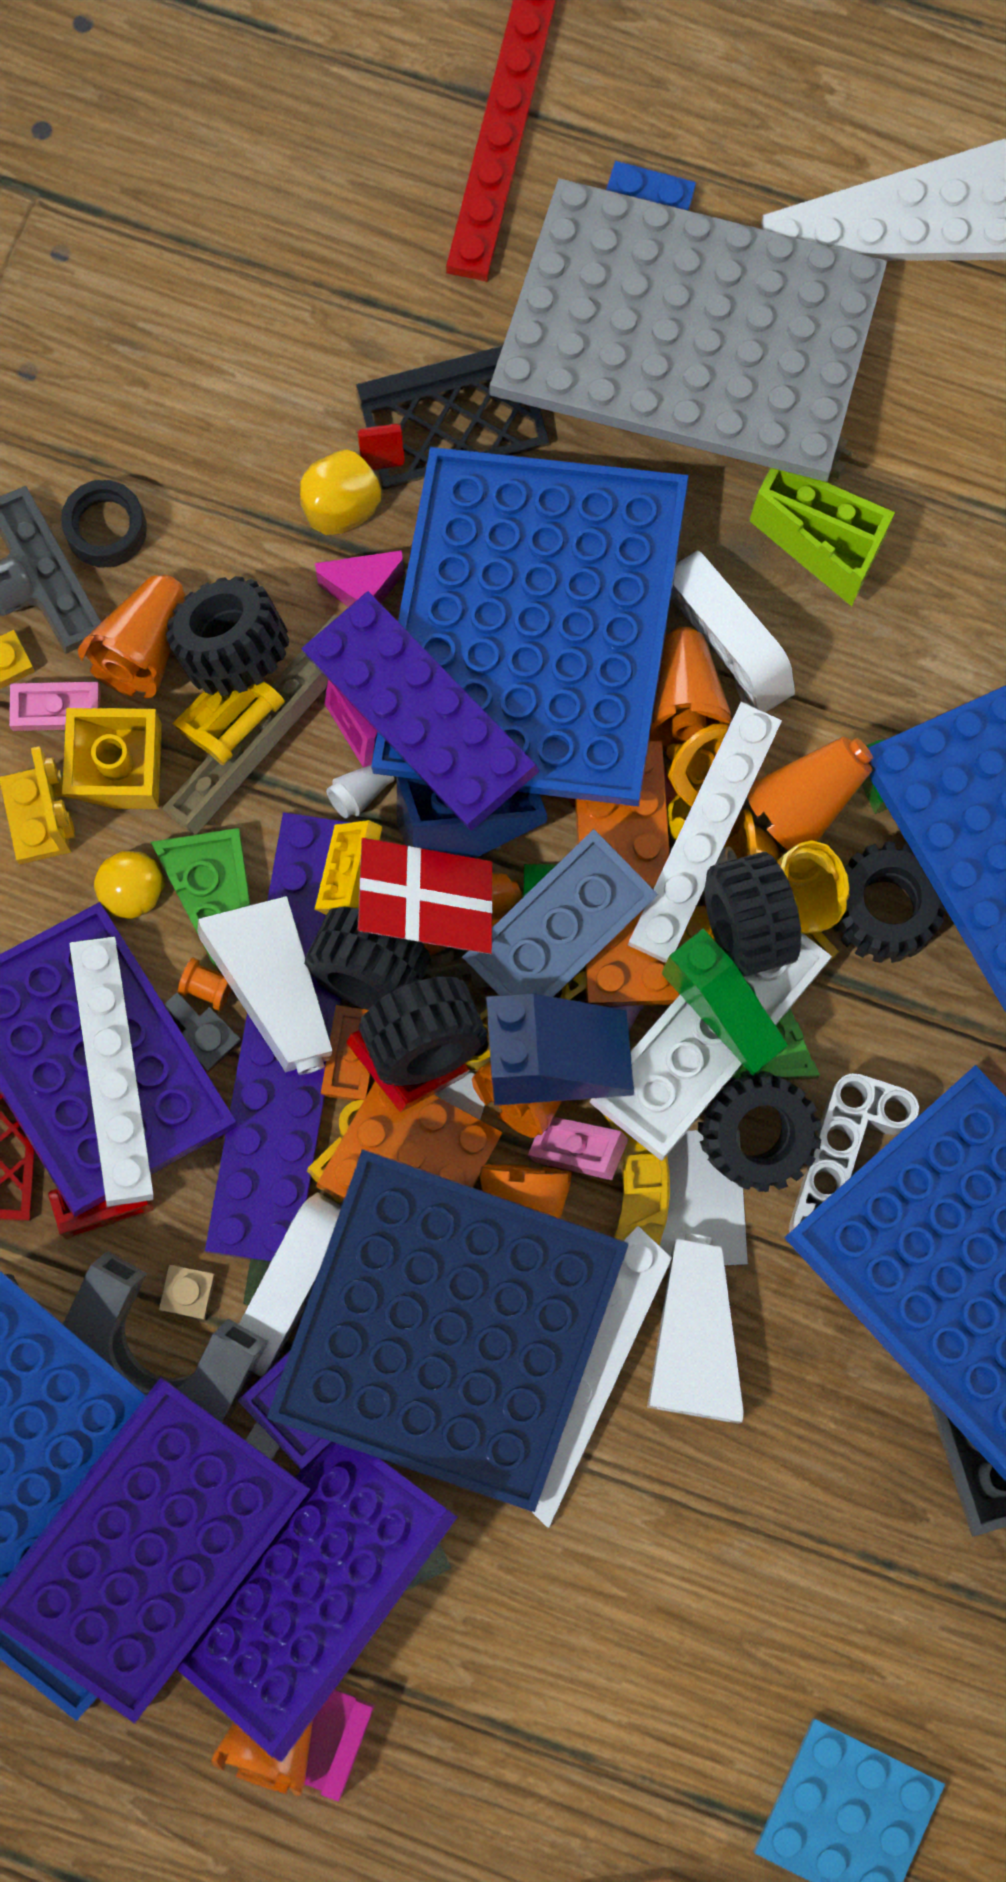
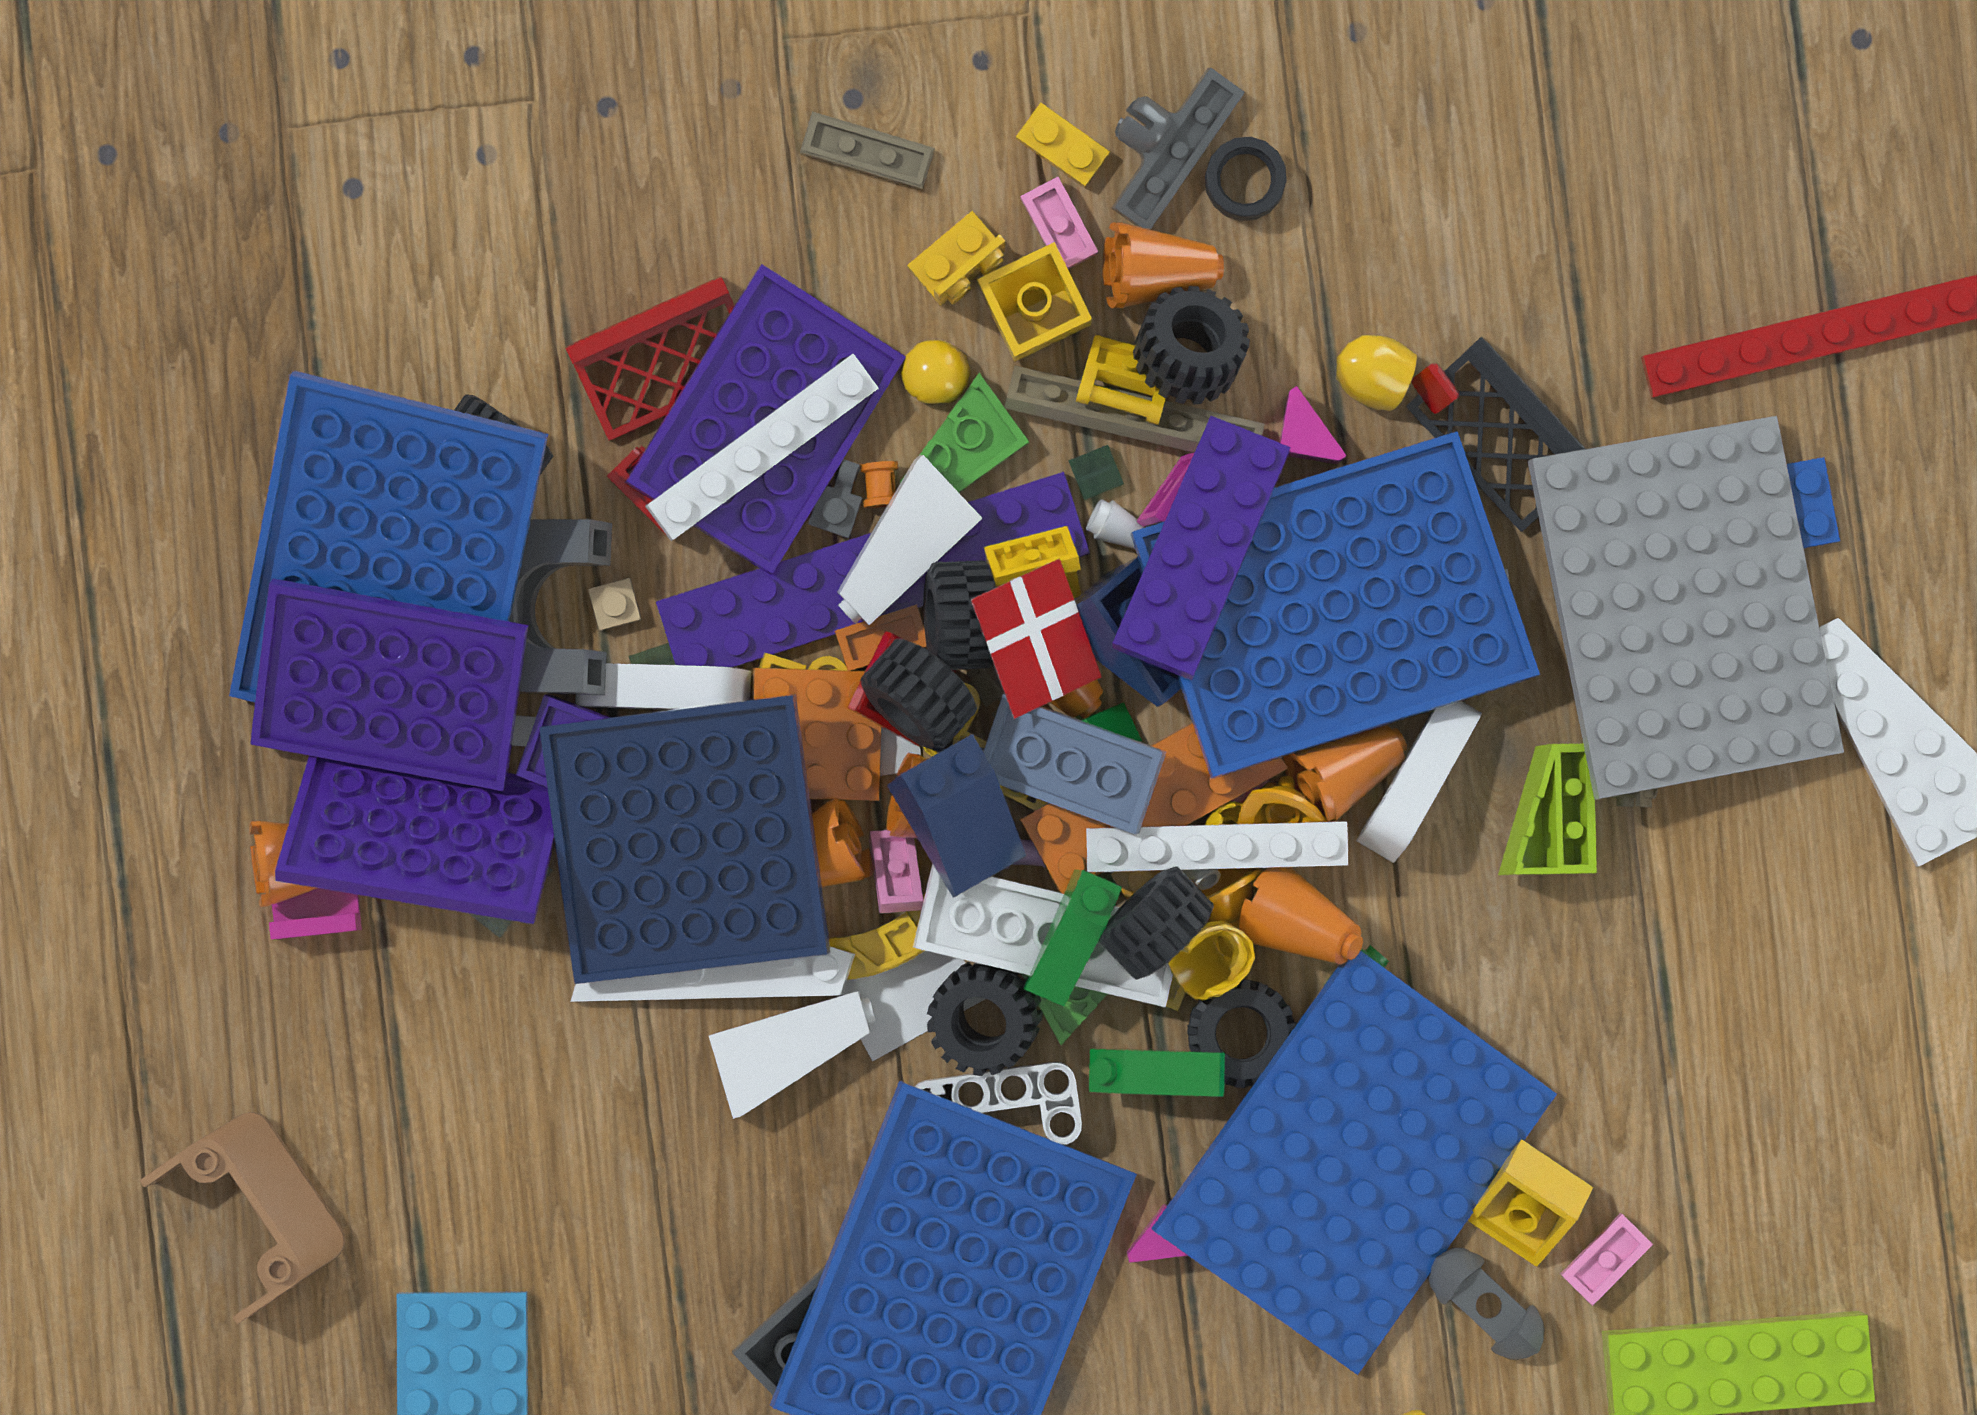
camera: 65 degrees right, 10 degrees up
(299, 786) = (1096, 472): none -> clear green tile
(891, 992) = (1156, 1072): none -> green slope

